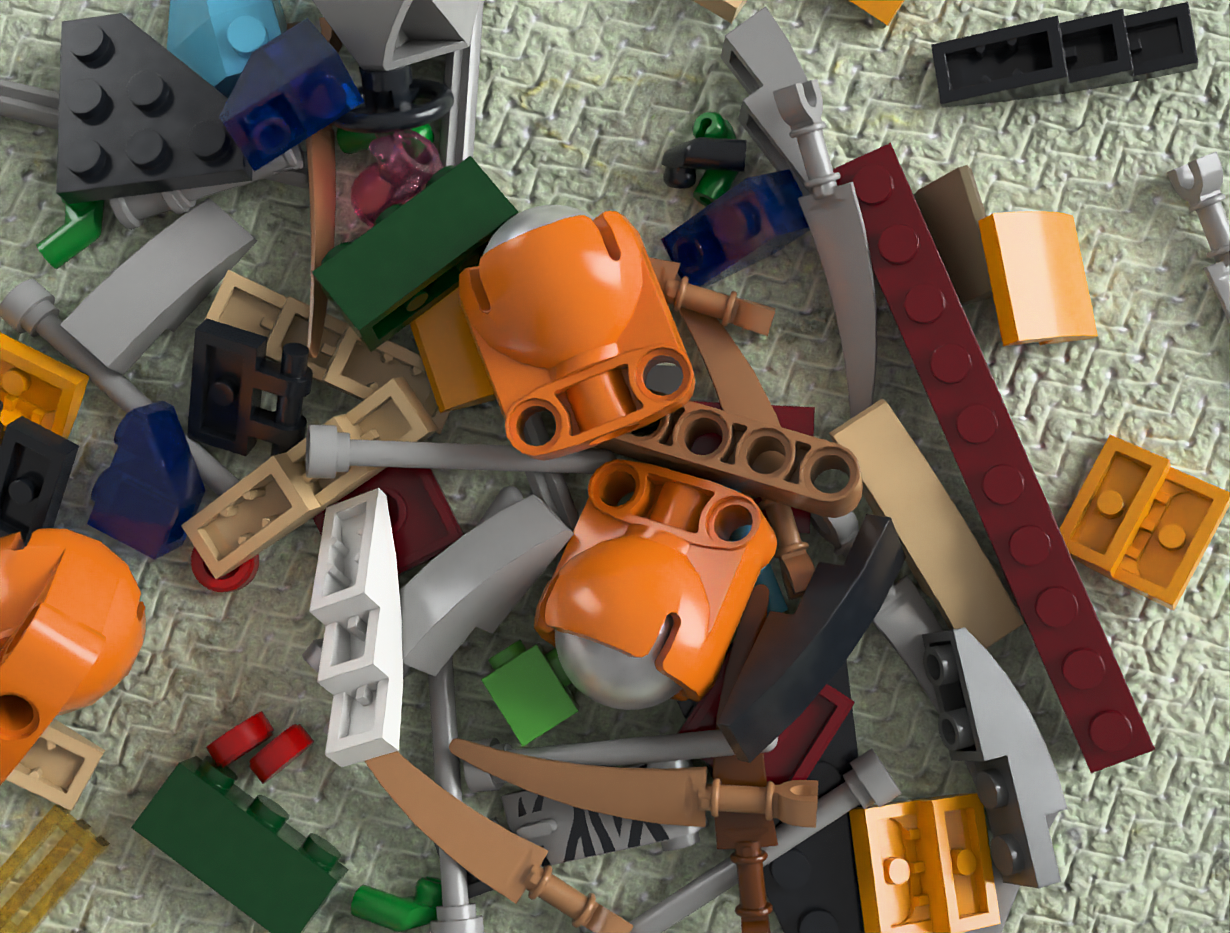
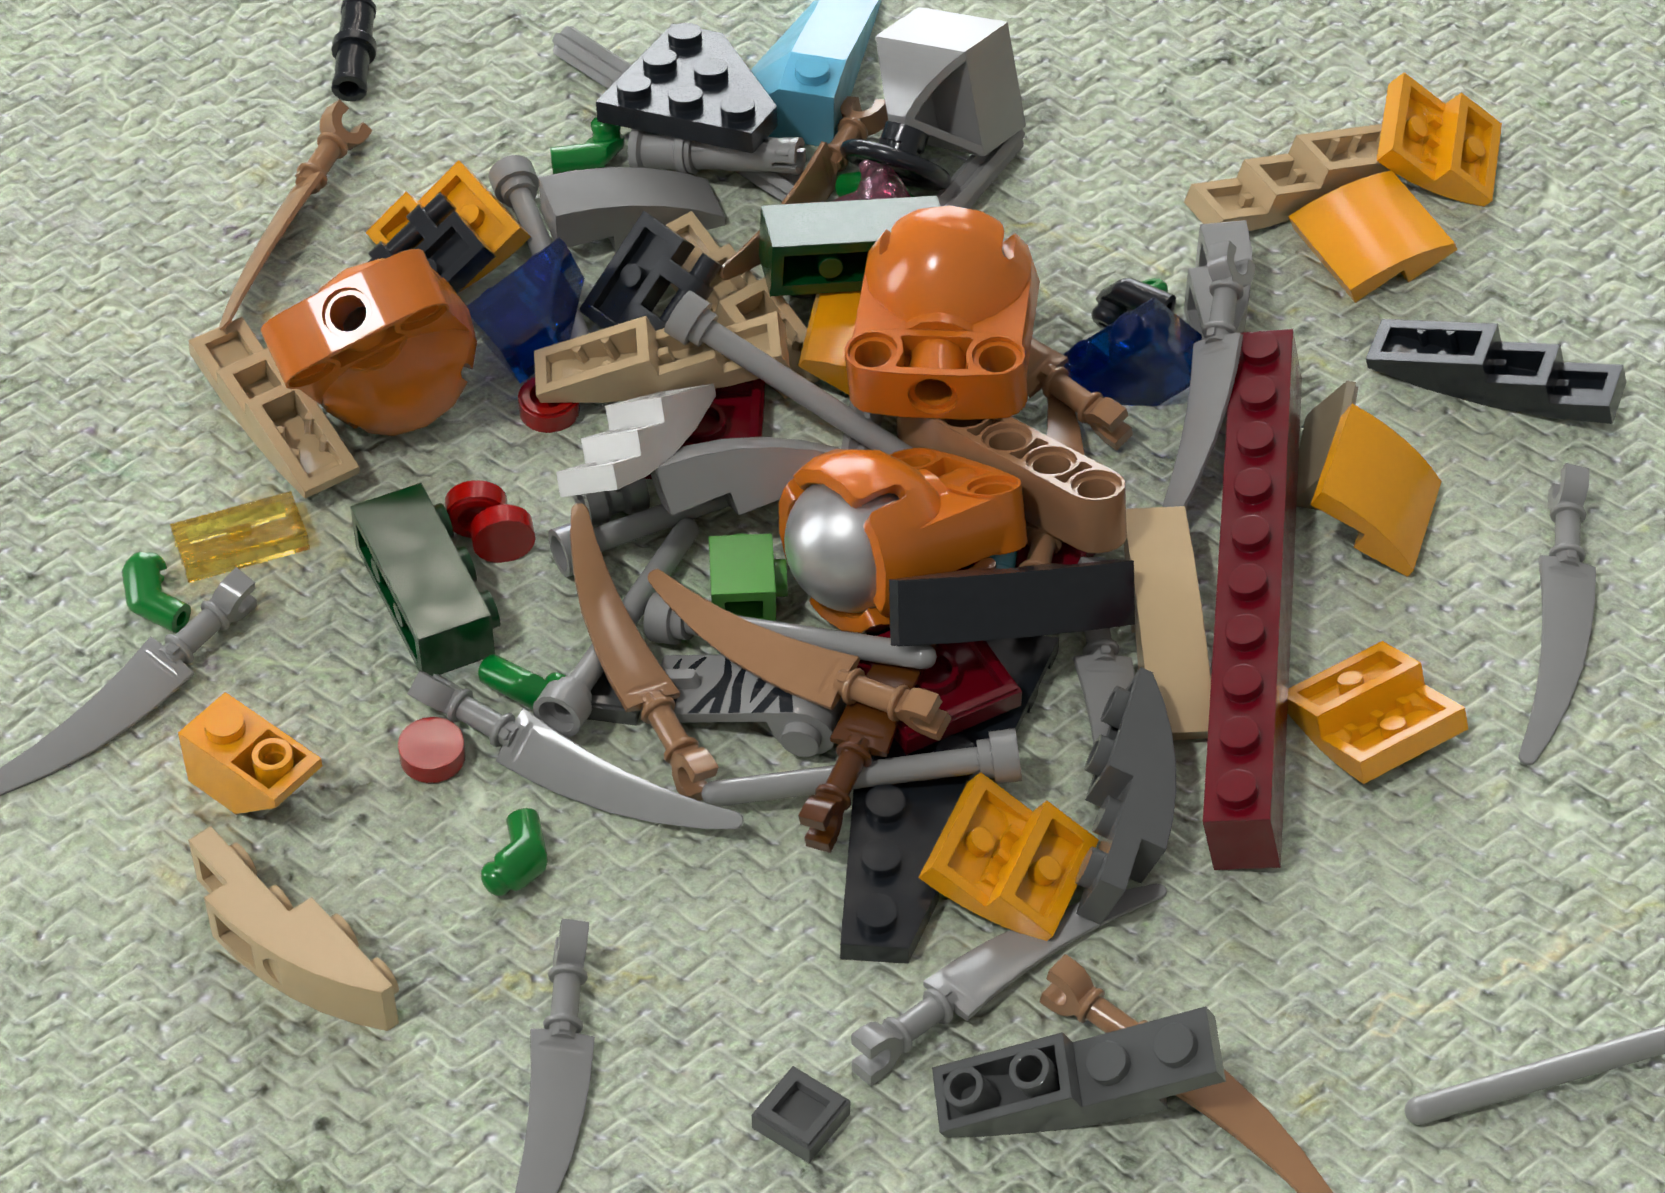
camera: 30 degrees right, 35 degrees down
(287, 94) = (817, 107): clear blue slope -> none

